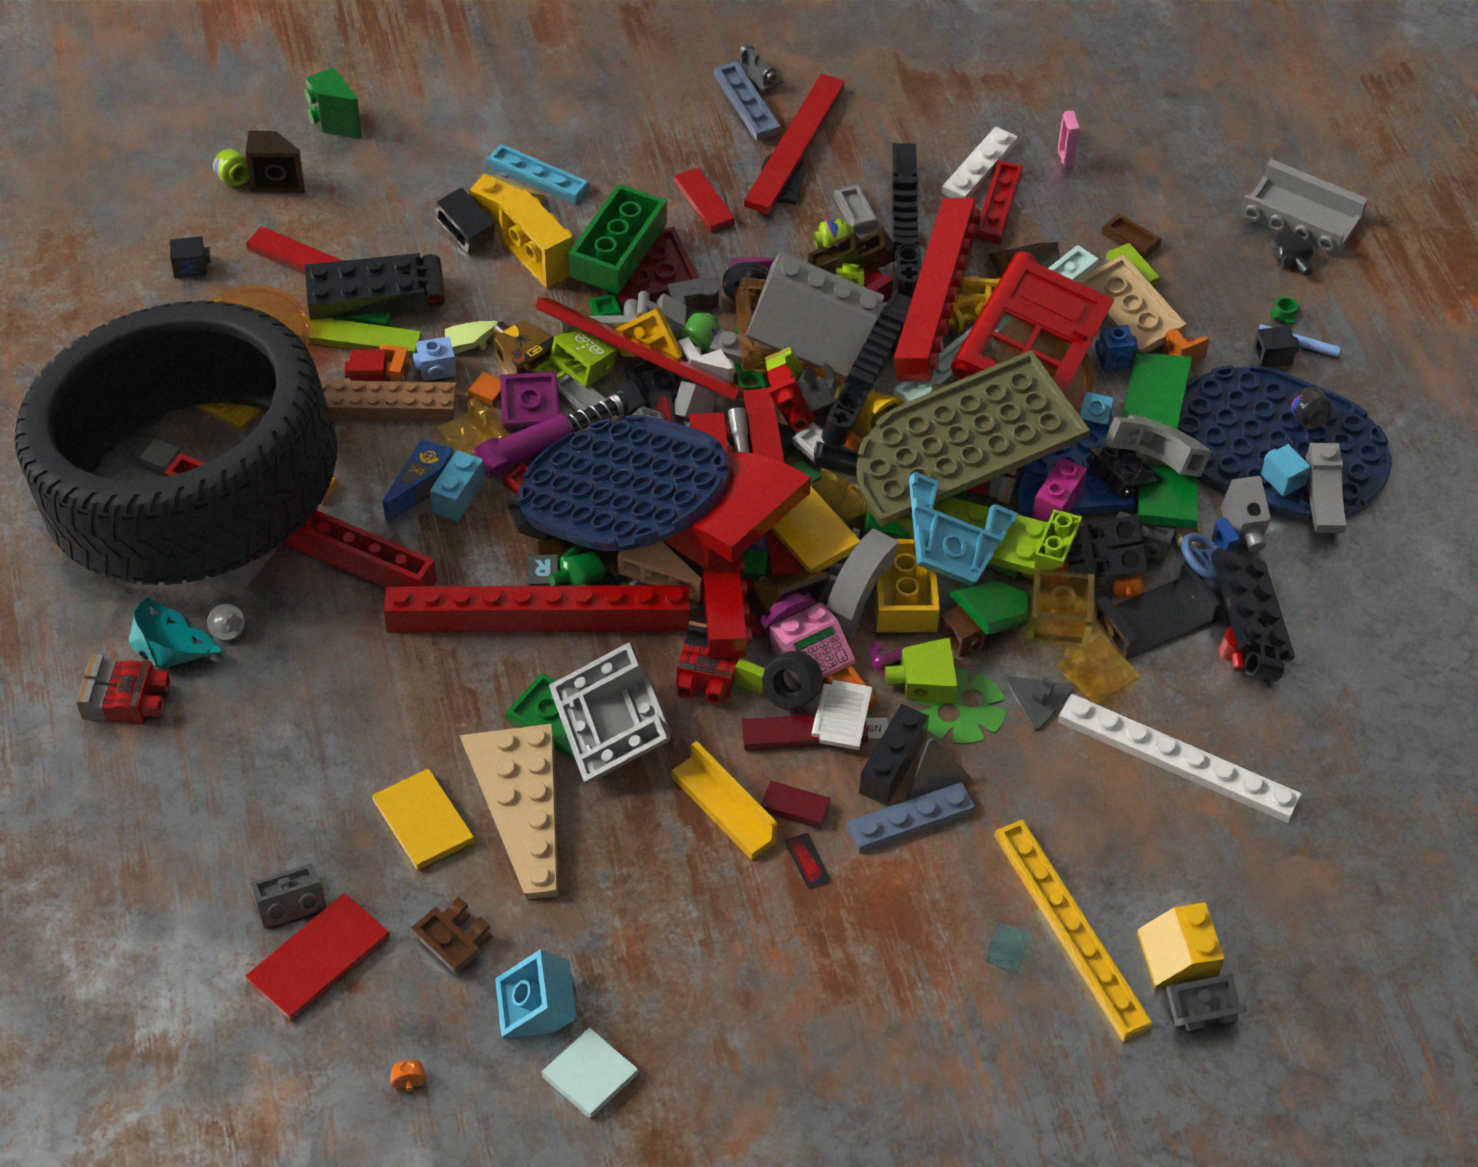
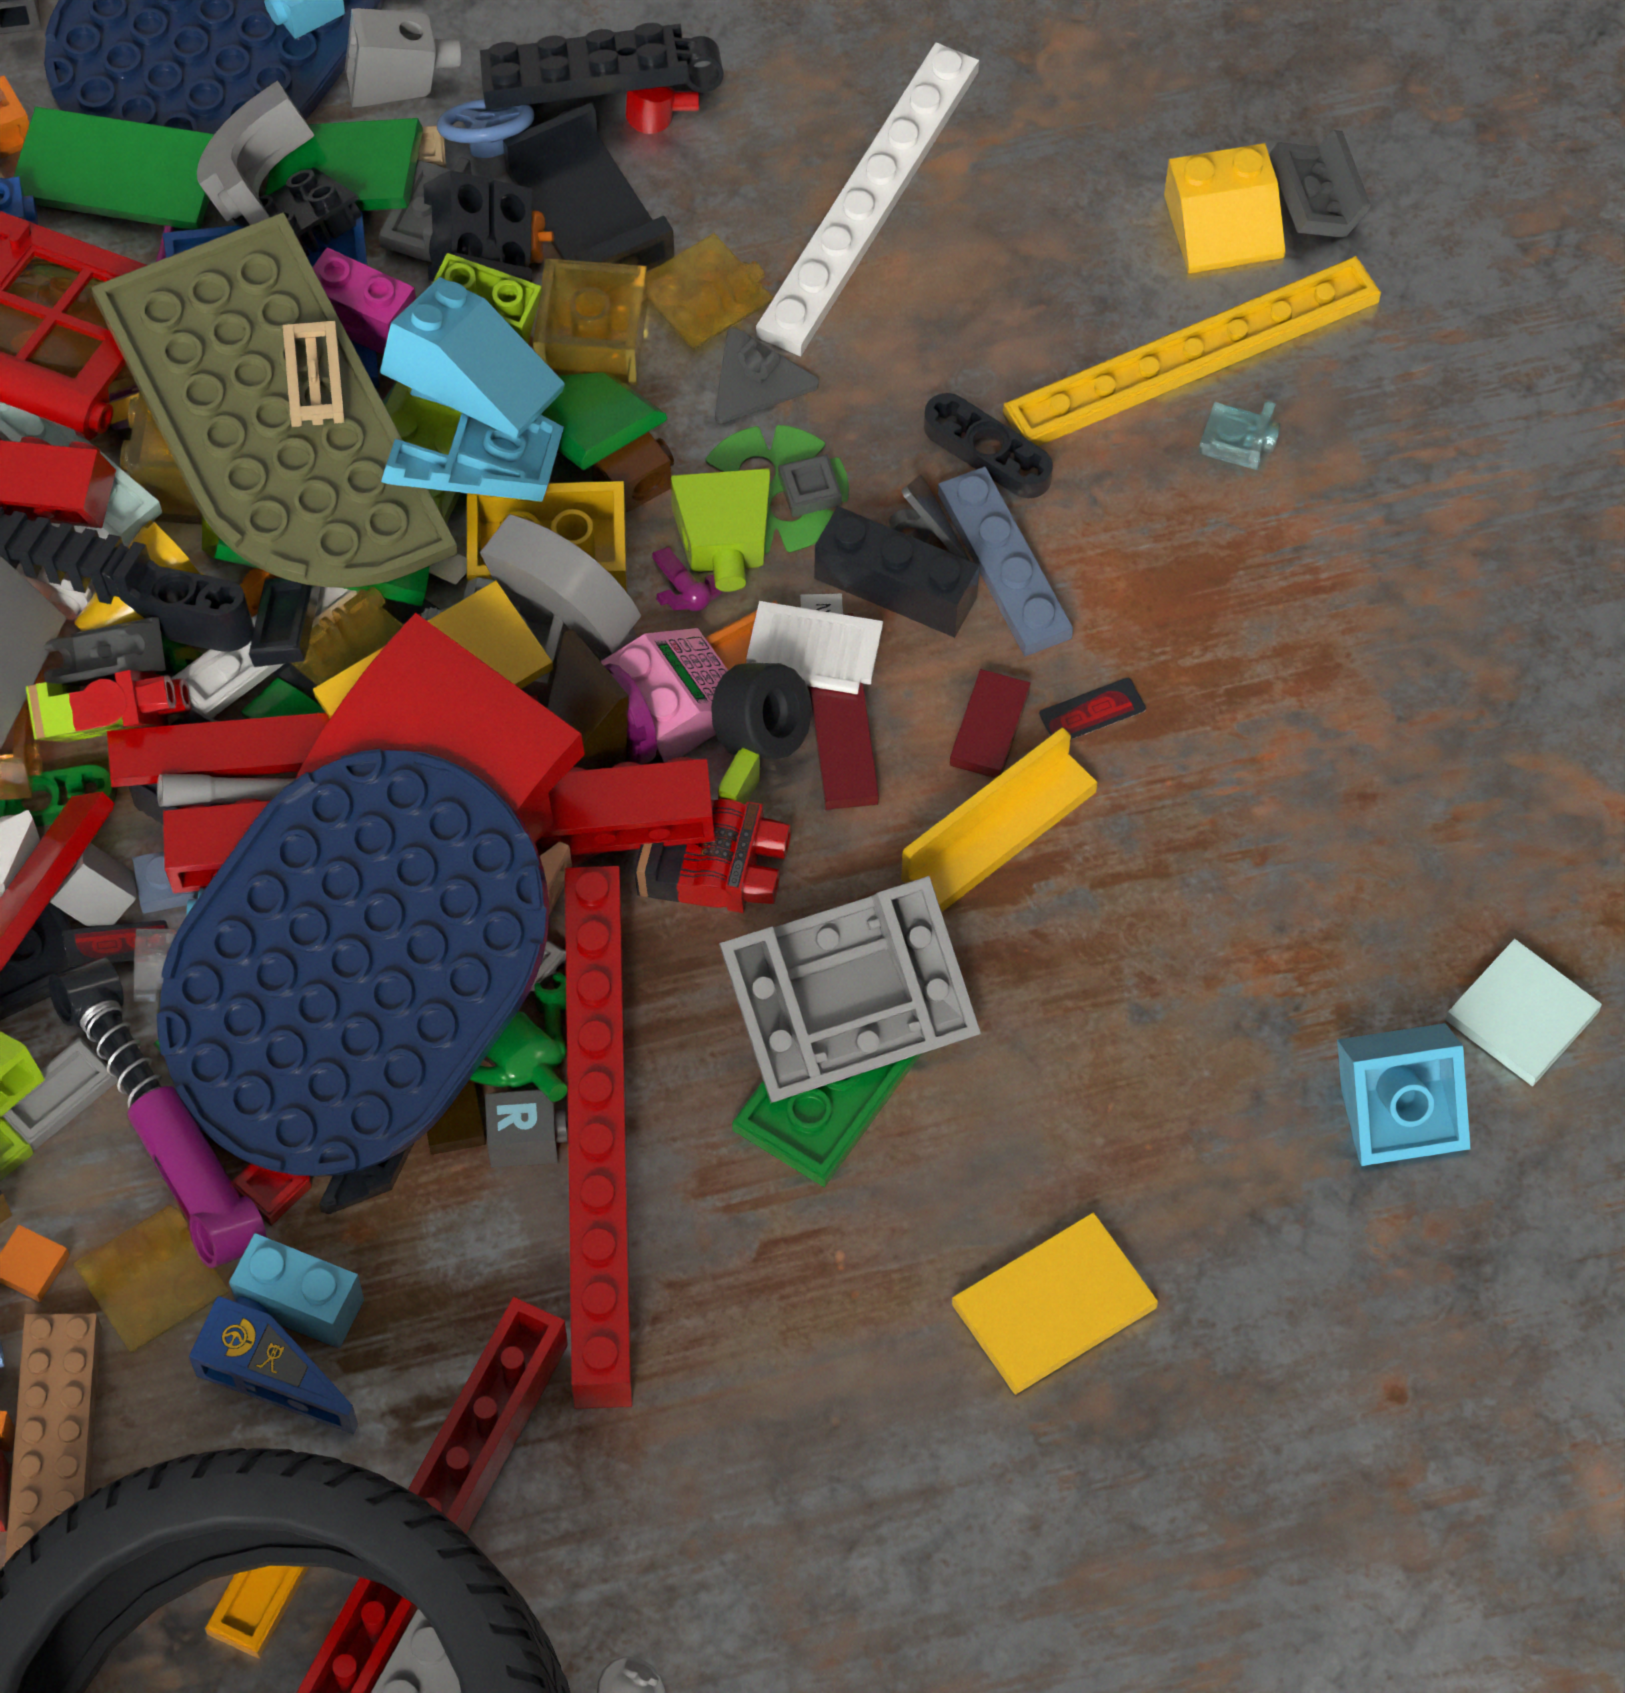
camera: 90 degrees left, 10 degrees up
(288, 895) = (1234, 1510): dark grey bracket -> none
(317, 957) = (1350, 1452): red tile -> none
(408, 1075) = (1564, 1282): orange piece -> none
(446, 941) = (1304, 1241): reddish brown plate -> none
(520, 790) = (987, 1144): tan wing -> none
(528, 398) = (72, 1178): magenta tile -> none
(959, 720) = (810, 485): none -> dark grey tile
(982, 450) = (316, 411): none -> tan tile
(993, 798) = (979, 425): none -> black beam
(1005, 527) = (469, 359): none -> medium azure slope
(1096, 408) = (152, 241): medium azure bracket -> none
(1225, 535) = (435, 94): blue plate -> none

